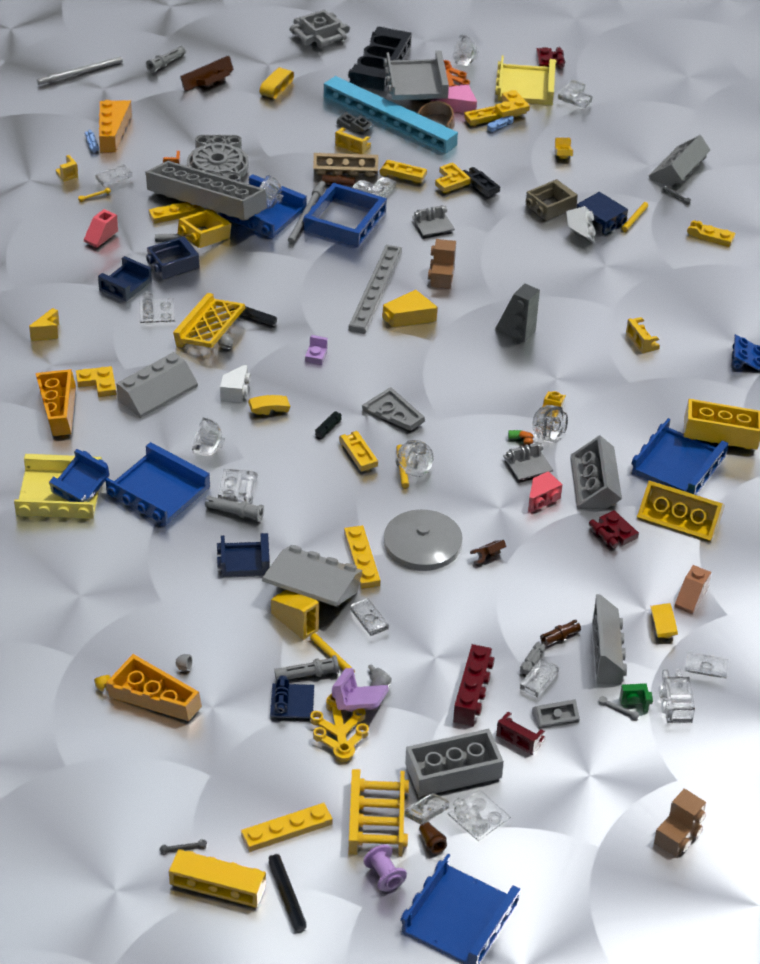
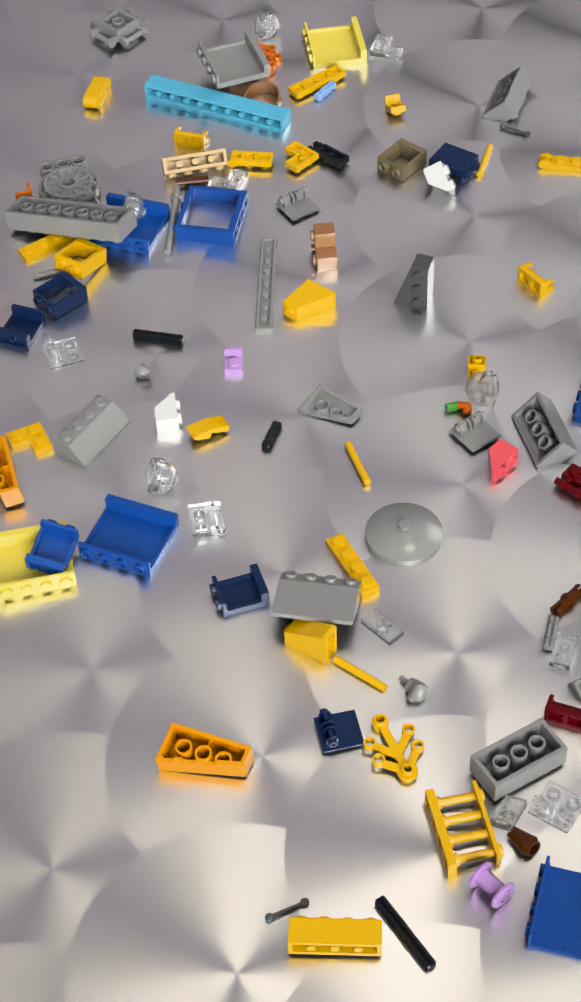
camera: 10 degrees left, 5 degrees up
(100, 682) = (148, 757): yellow hinge -> none
(184, 662) = (220, 716): light grey hinge -> none
(199, 316) = (107, 354): yellow fence -> none
(207, 74) = (27, 96): reddish brown bracket -> none
(243, 509) = (222, 542): light grey pin -> none
(286, 827) = (380, 864): yellow plate -> none
(316, 668) = (351, 691): light grey pin -> none
(351, 123) = (191, 119): dark grey slope -> none
(351, 697) = (404, 712): lavender bracket -> none
(358, 451) = (311, 456): yellow plate -> none
(370, 69) = (182, 57): black fence -> none
(415, 458) = (368, 452): clear cylinder -> none
(460, 99) = (281, 74): bright pink slope -> none
(472, 685) = (506, 674): dark red brick -> none
(491, 548) = (472, 529): reddish brown plate -> none
(512, 104) = (331, 70): yellow plate -> none
(545, 54) = (343, 14): dark red plate -> none

